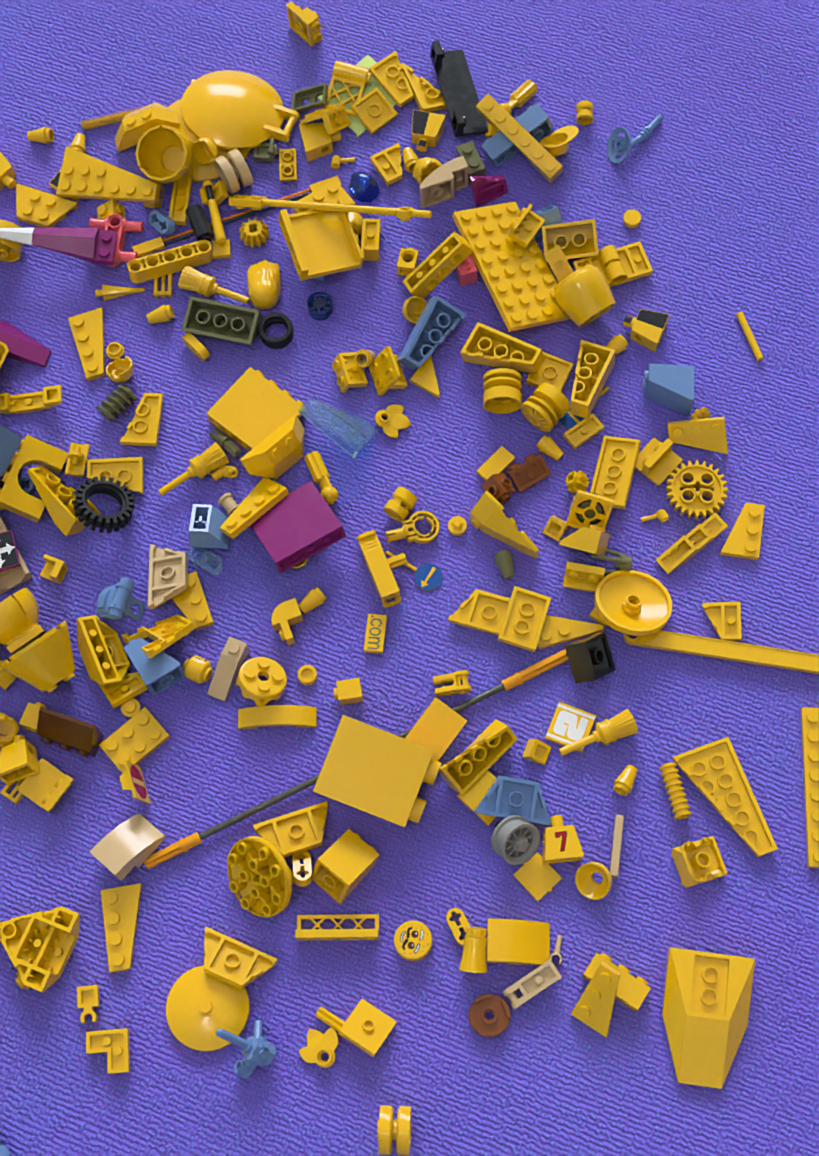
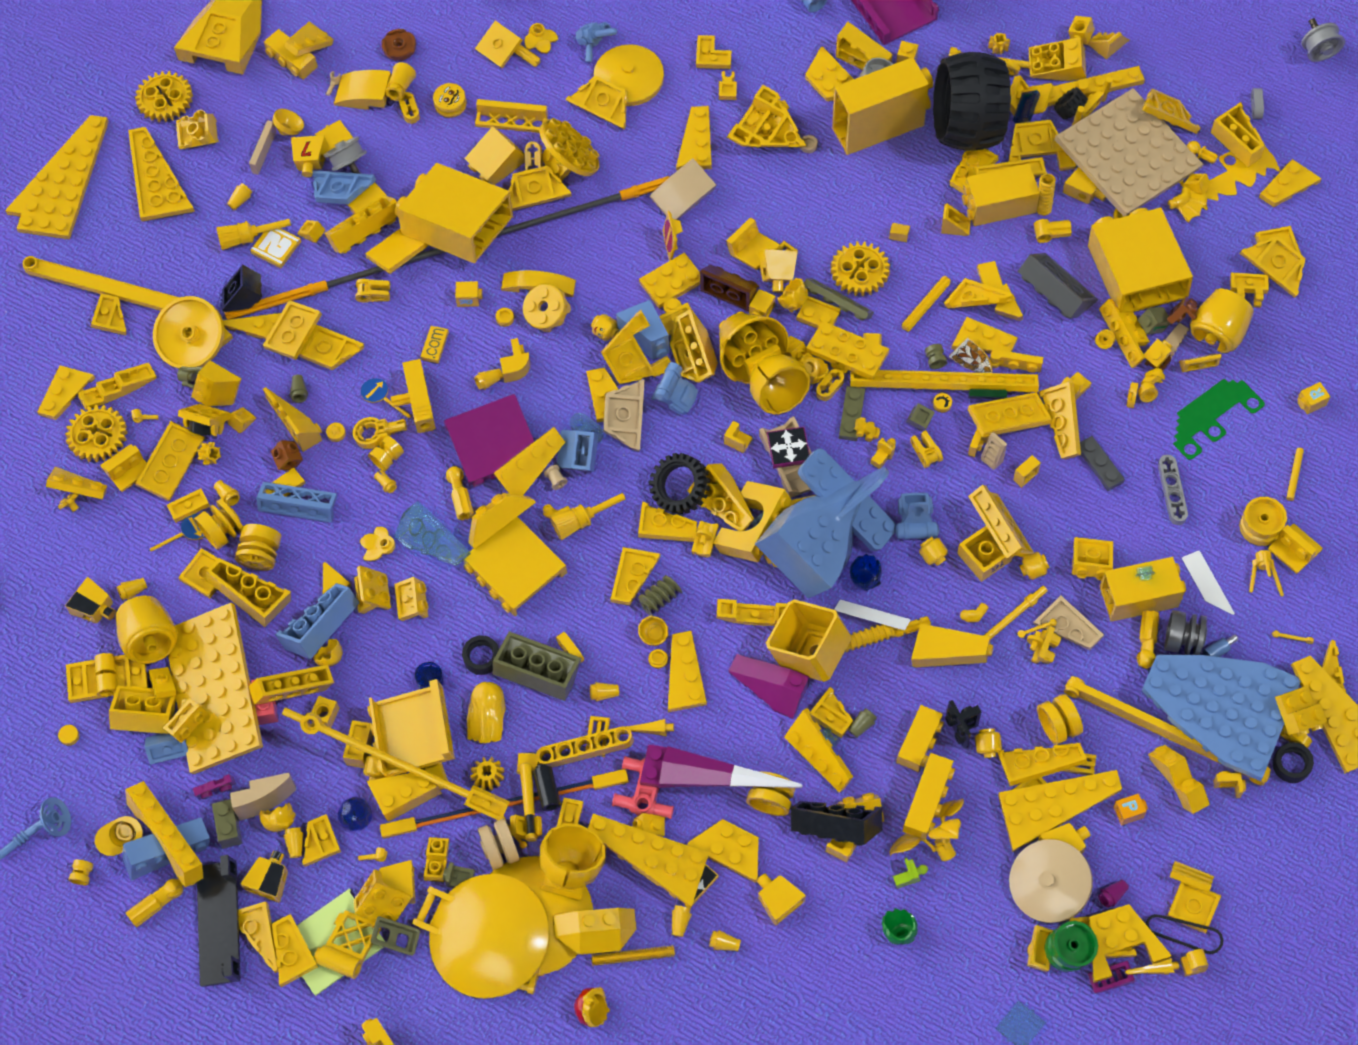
camera: 175 degrees left, 5 degrees down
(144, 72) = (591, 1007): none -> yellow hair
(159, 220) = (589, 798): medium blue beam -> none
(204, 151) = (526, 871): yellow hair -> none
(206, 285) = (549, 714): yellow piece -> none
(225, 442) = (551, 541): olive axle -> none
(228, 667) = (575, 329): tan slope -> none
(364, 357) = (391, 605): yellow cone -> none
(374, 111) = (322, 912): yellow tile -> none
(392, 477) = (384, 480): none -> yellow pin
(478, 441) = (295, 505): none -> medium blue fence
(528, 472) = (254, 472): dark orange bracket -> none
(533, 984) = (358, 59): tan plate -> none
(582, 577) = (231, 364): yellow bracket -> none
(591, 374) = (164, 552): yellow wedge -> none
(670, 386) = (86, 529): medium blue slope -> none
(675, 791) = (199, 183): yellow piece -> none
(763, 889) = (172, 87): none -> yellow gear

